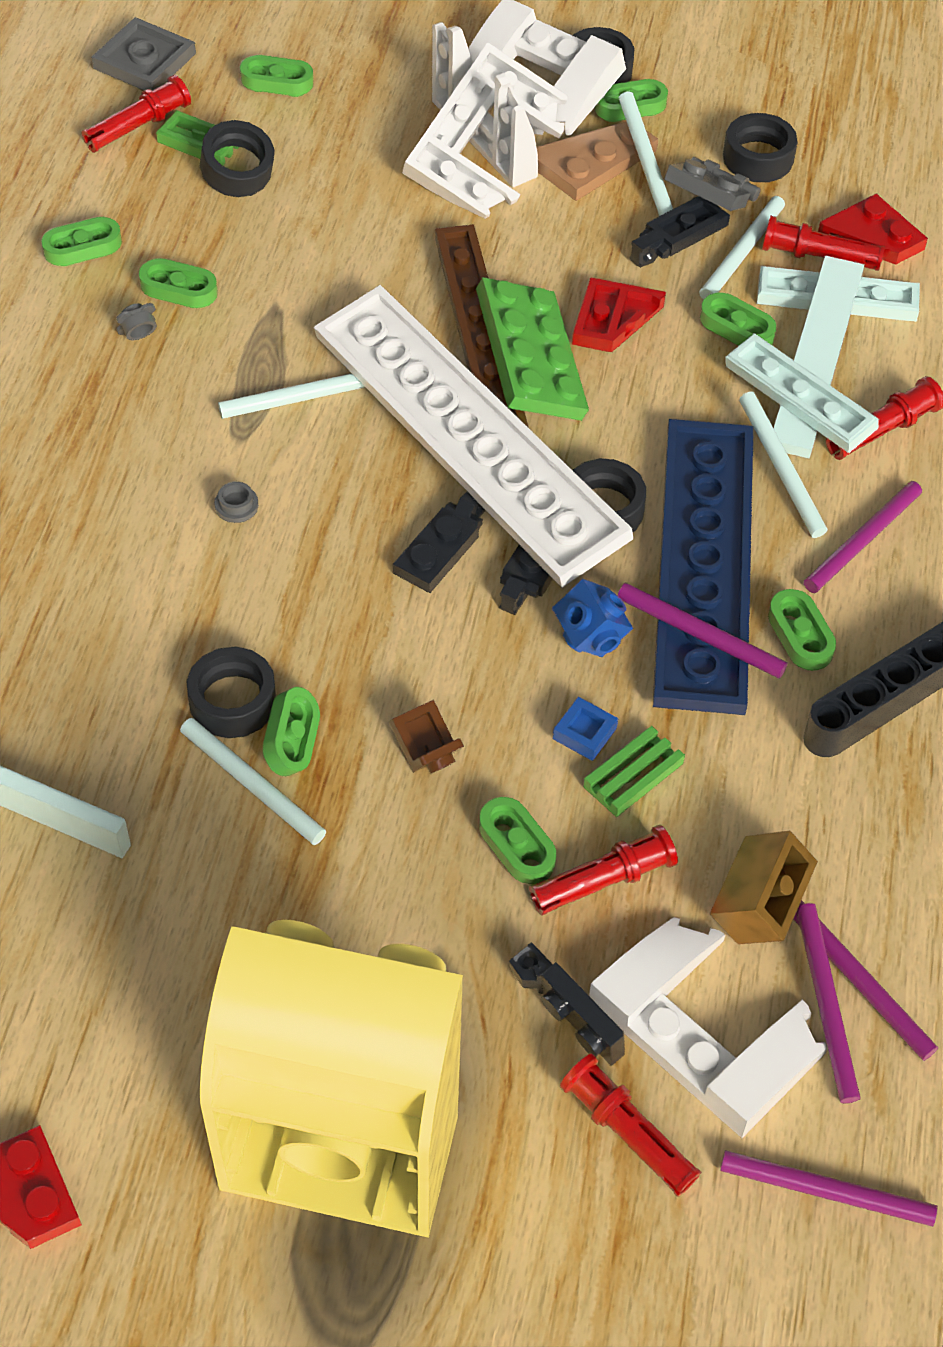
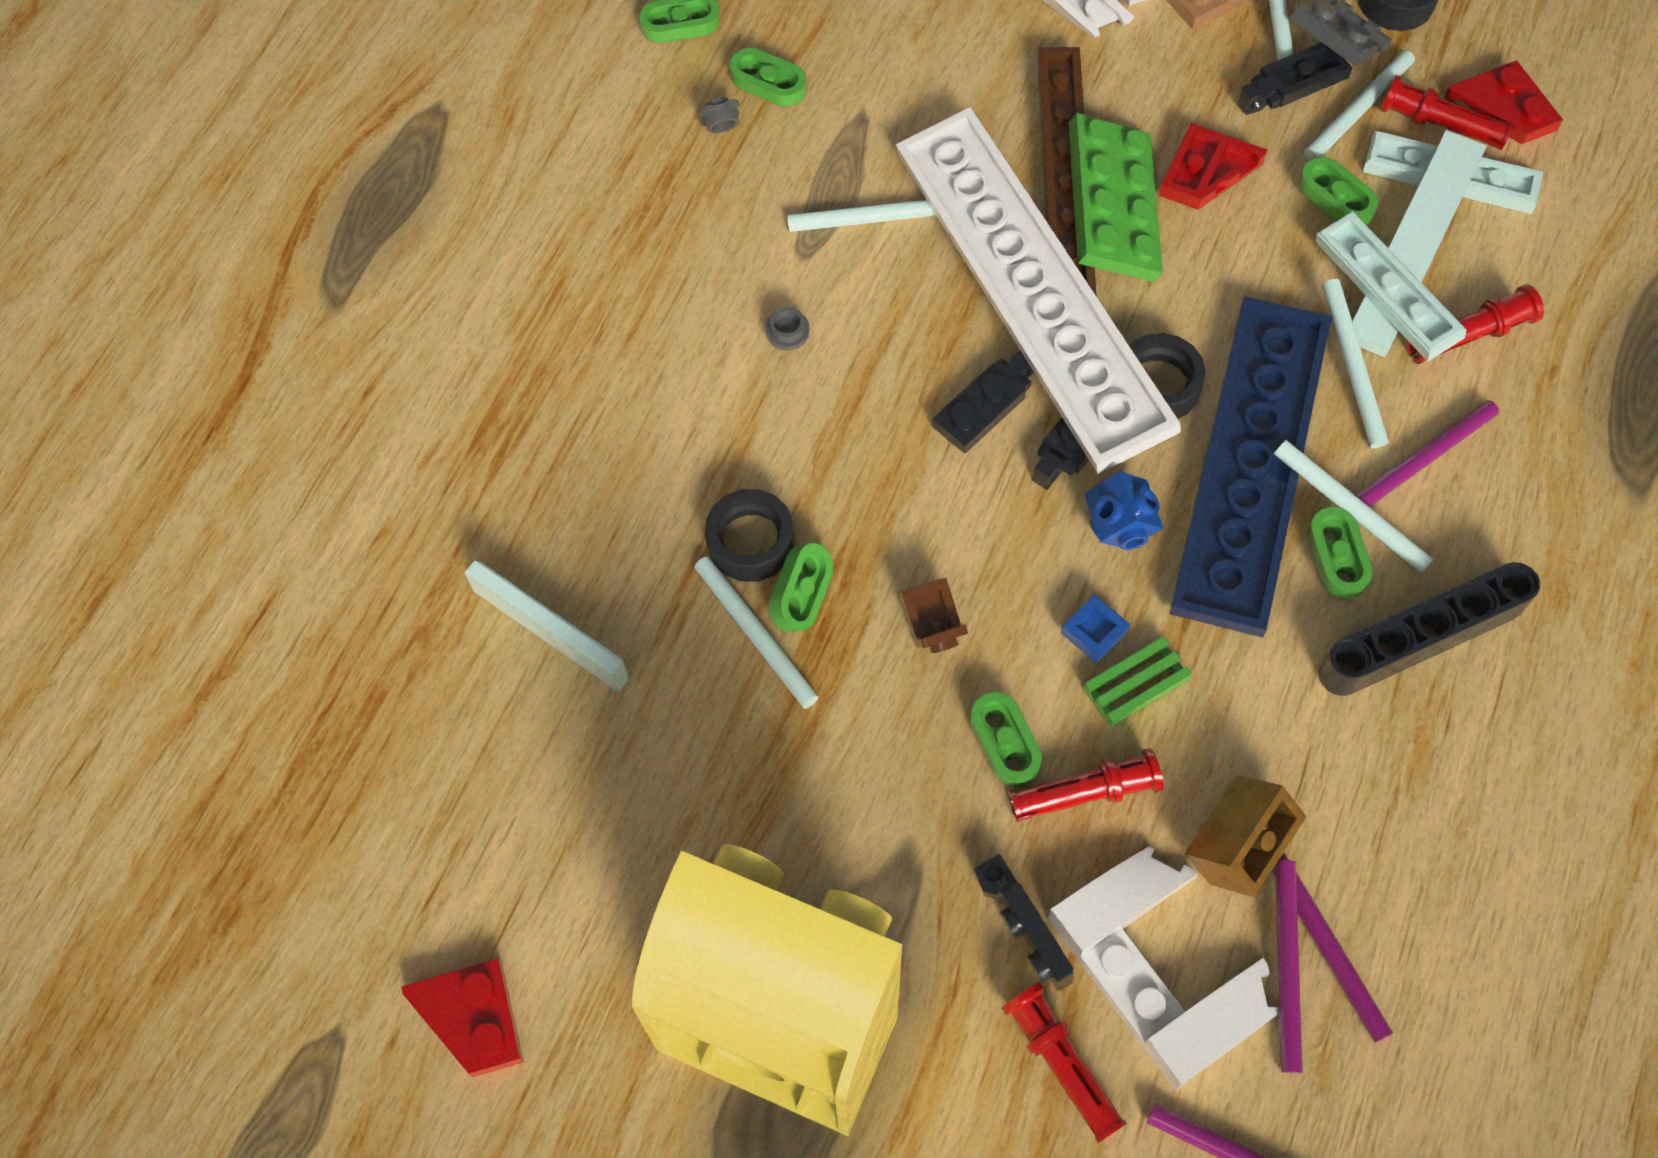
camera: 15 degrees right, 10 degrees up
(702, 630) = (1234, 542): magenta bar -> none
(799, 581) = (1348, 501): none -> light aqua bar

